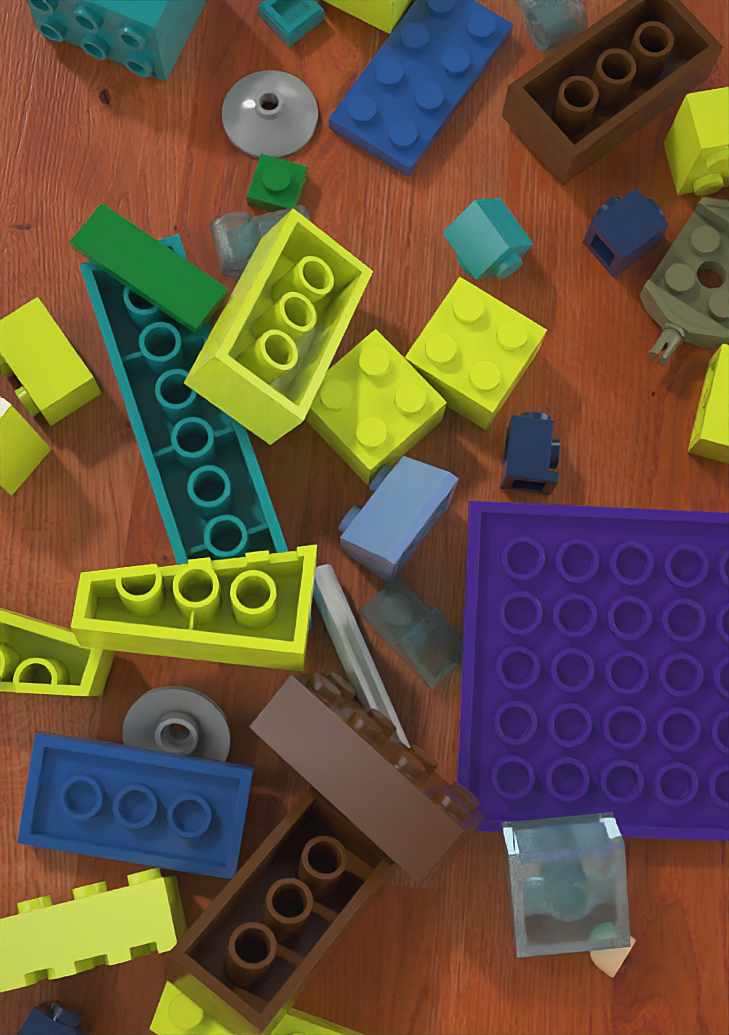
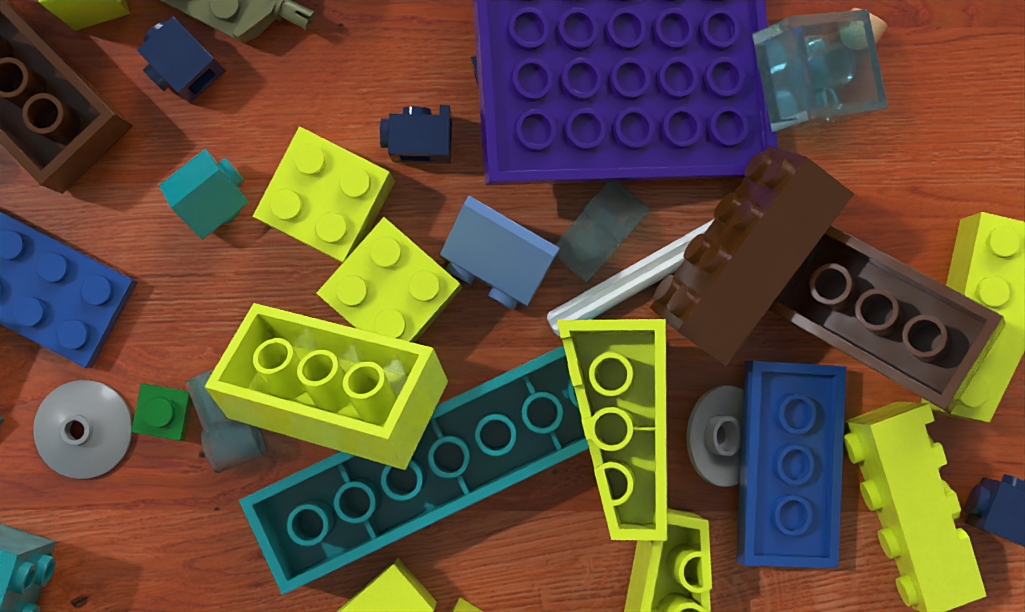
camera: 90 degrees left, 10 degrees up
(149, 268) = (281, 524): green tile -> none

